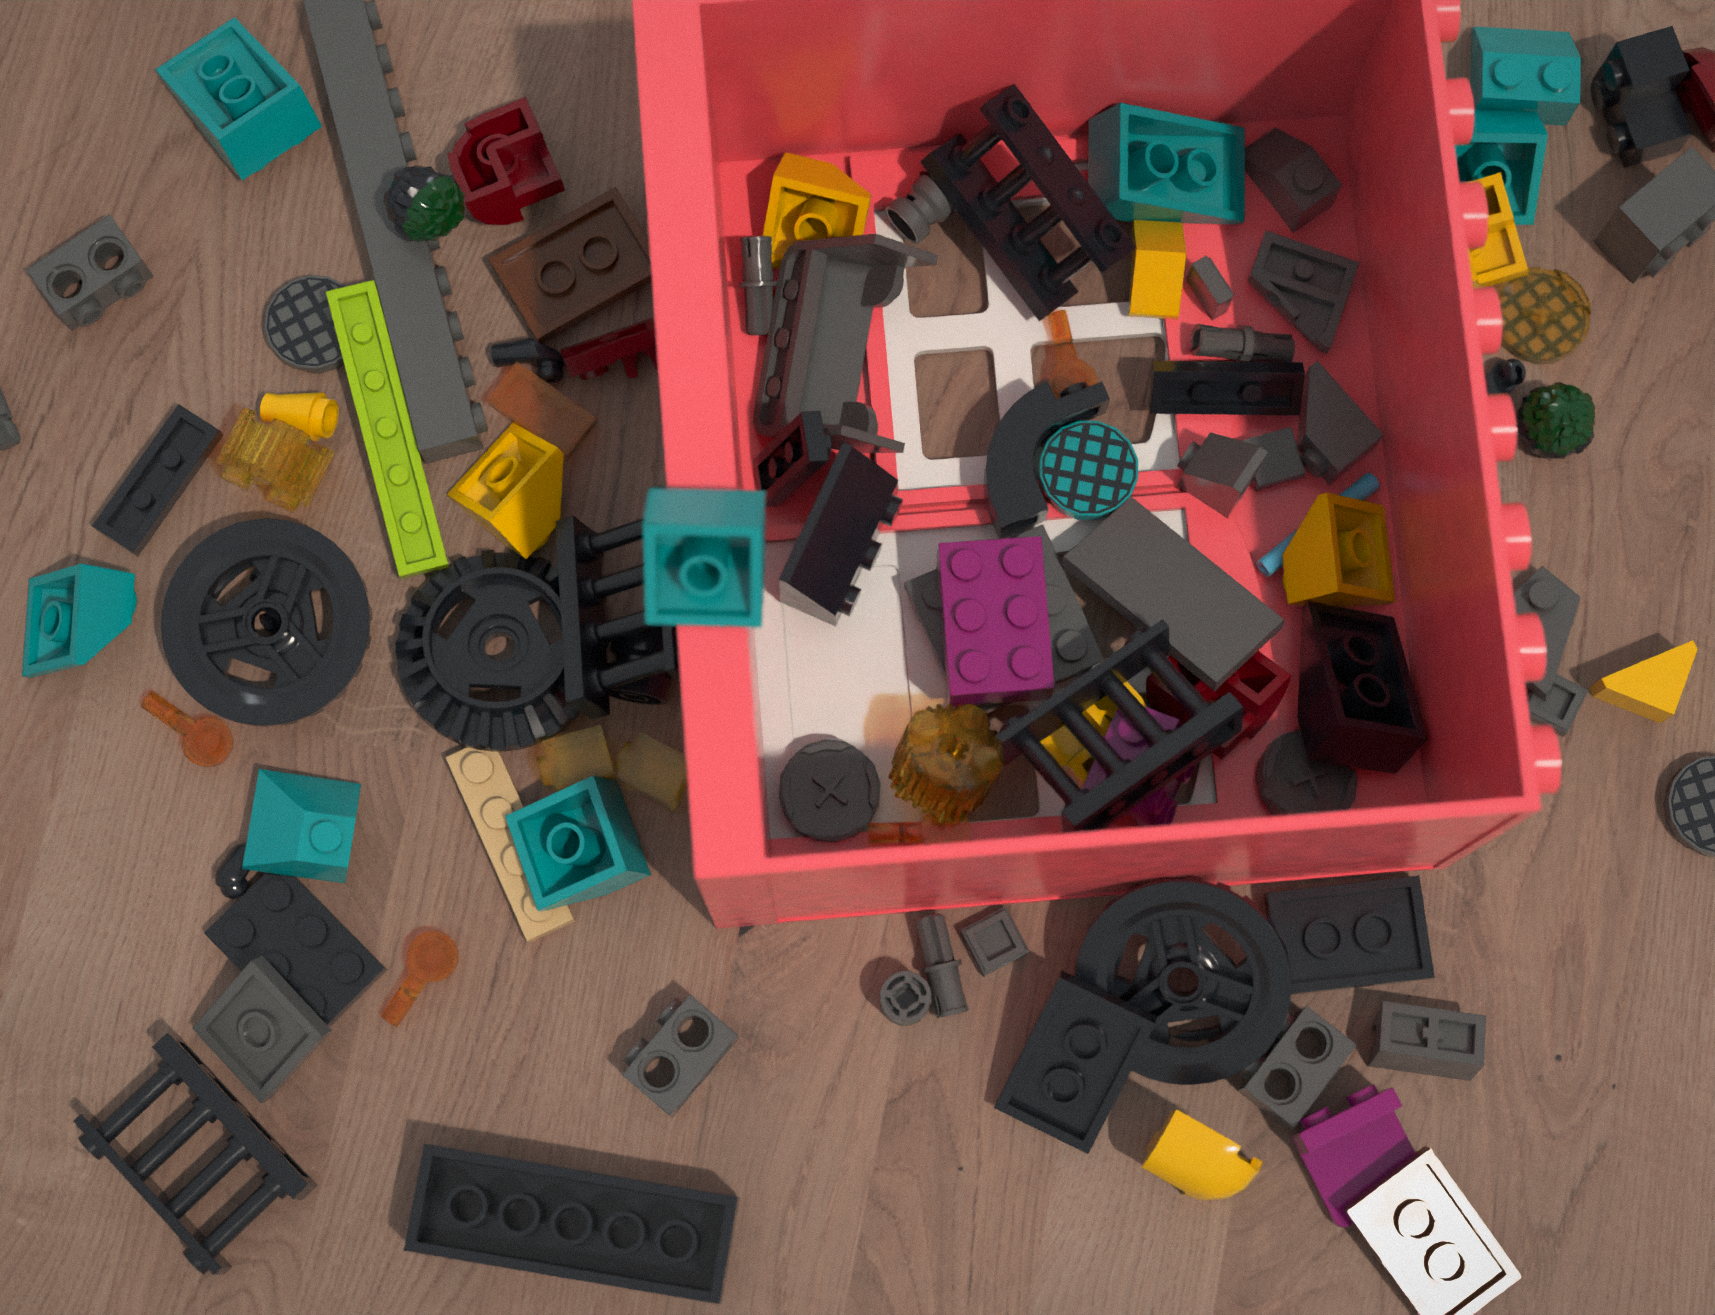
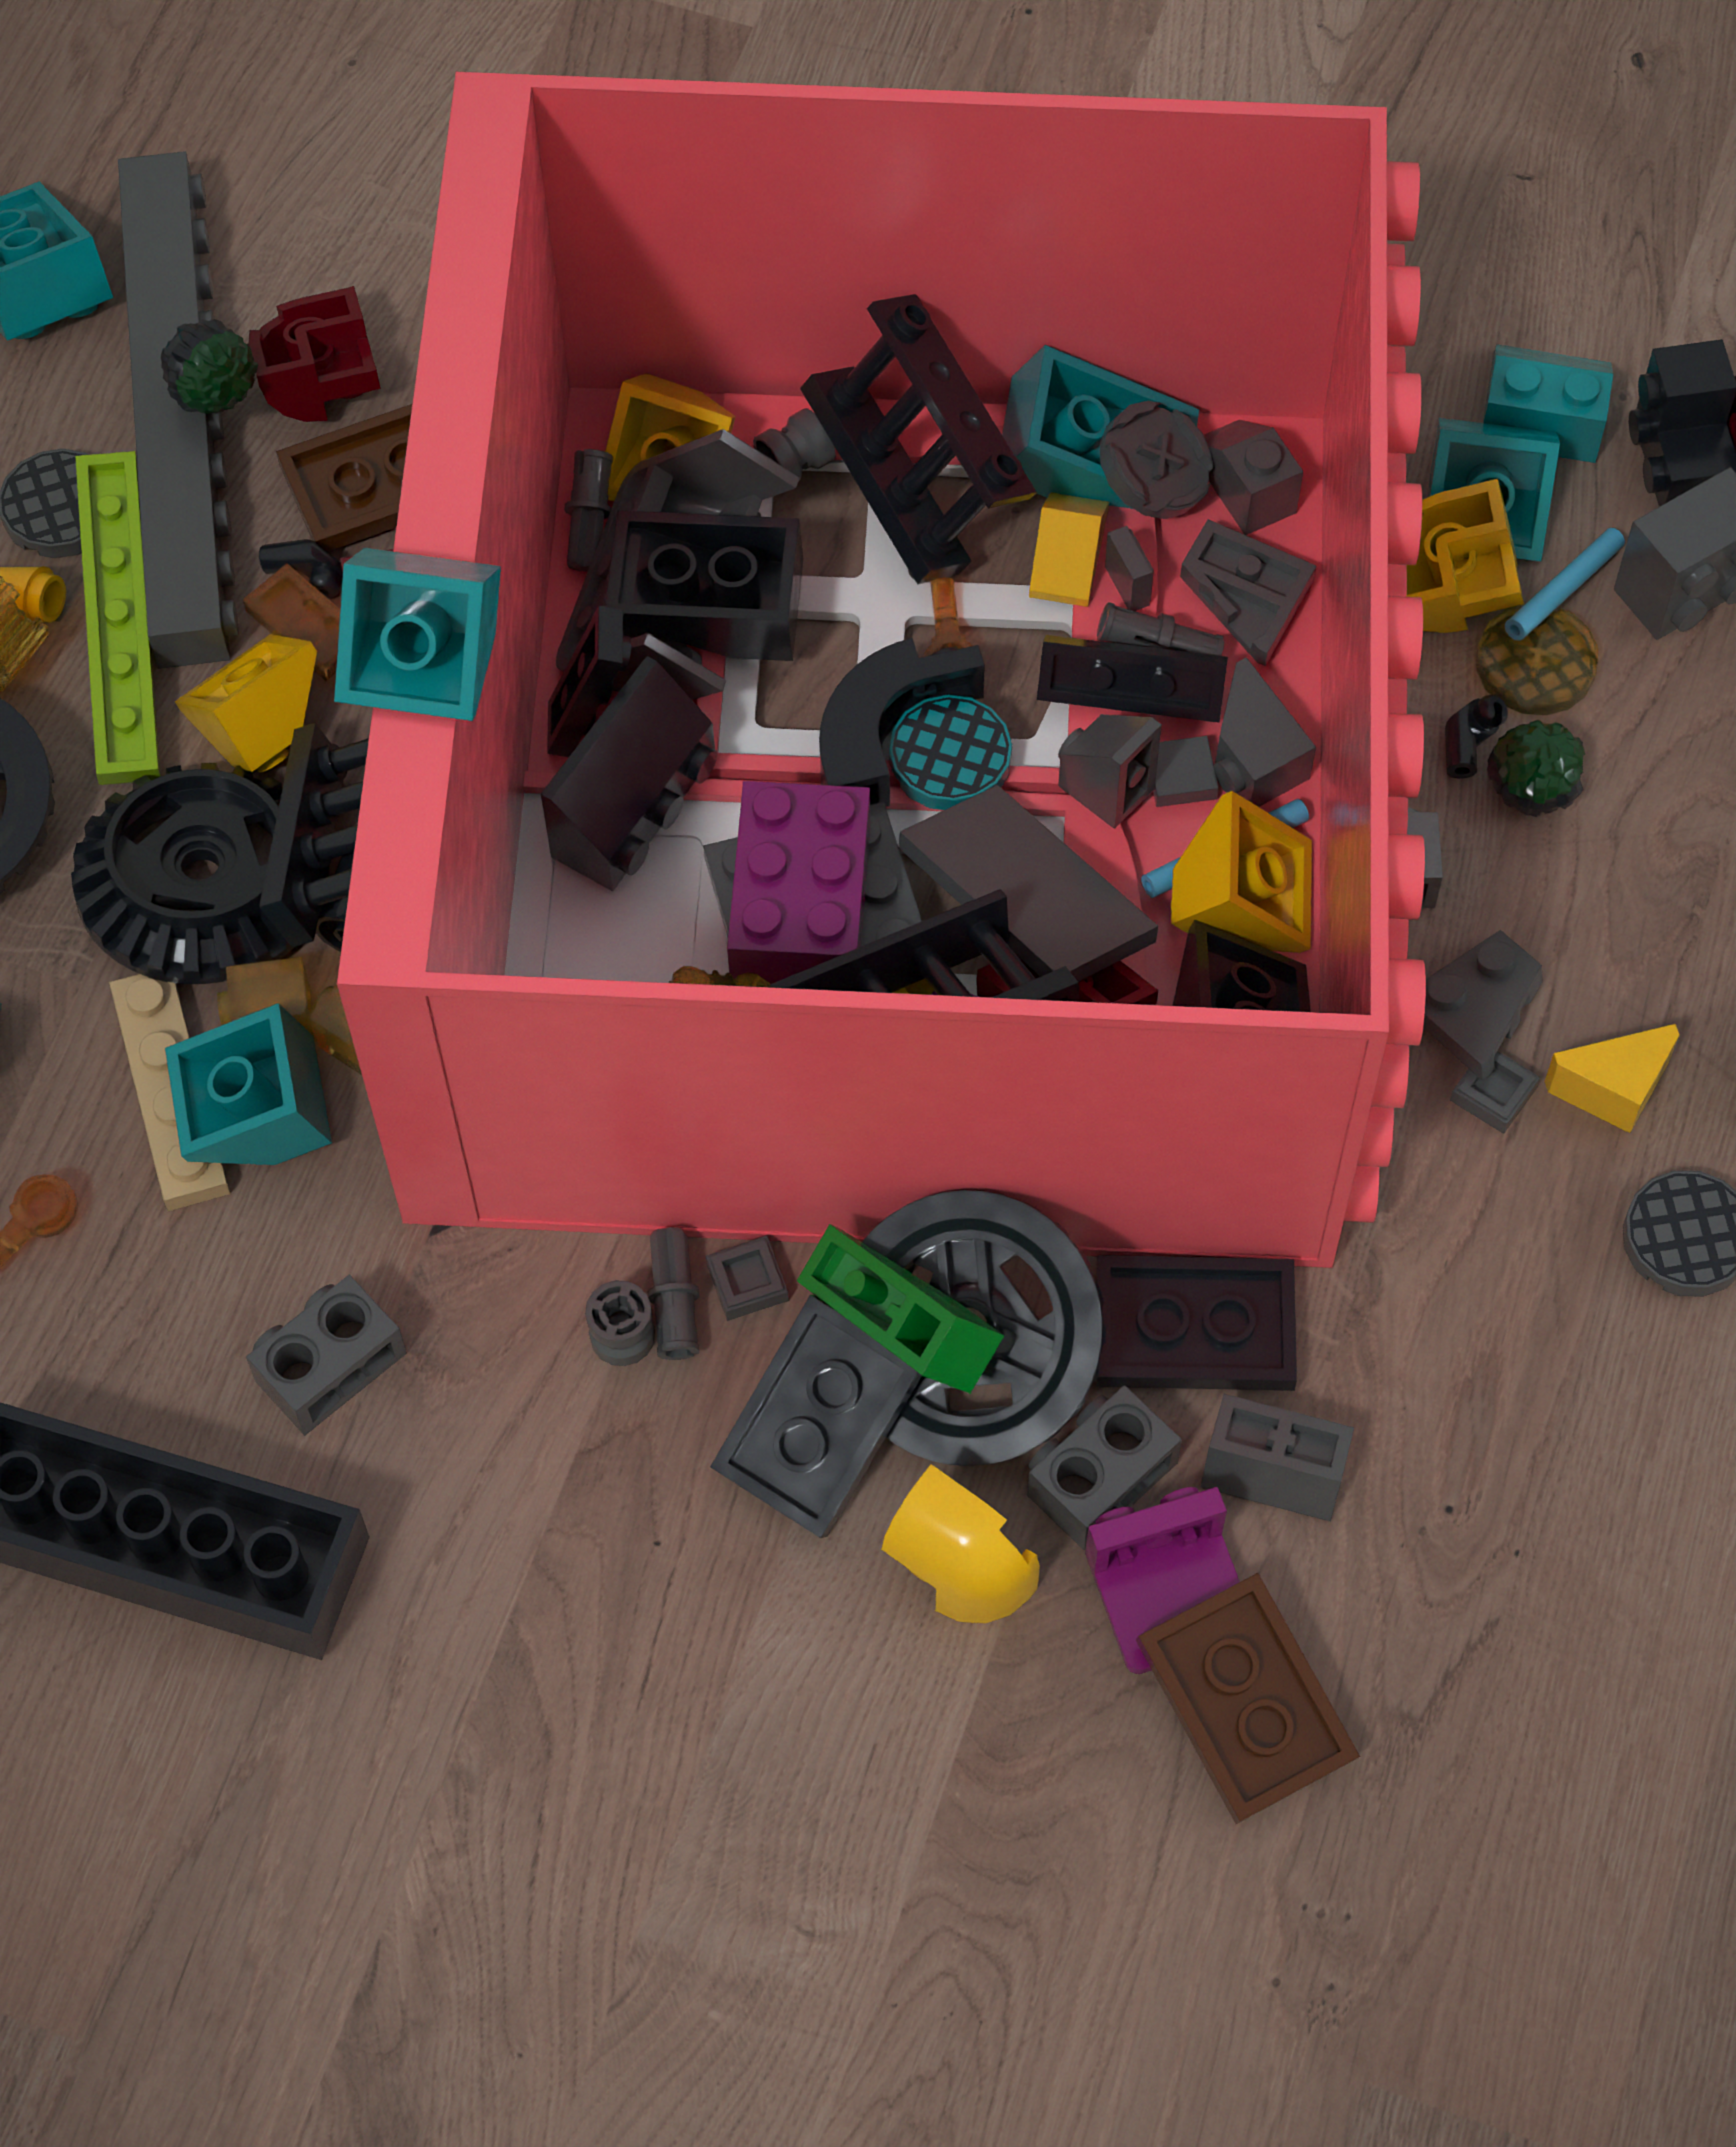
camera: 10 degrees right, 15 degrees down
(871, 348) = (710, 580): none -> black slope
(1132, 983) = (900, 1311): none -> green slope
(1219, 186) = (1156, 460): none -> dark grey tile
(1557, 249) = (1564, 584): none -> medium azure piece

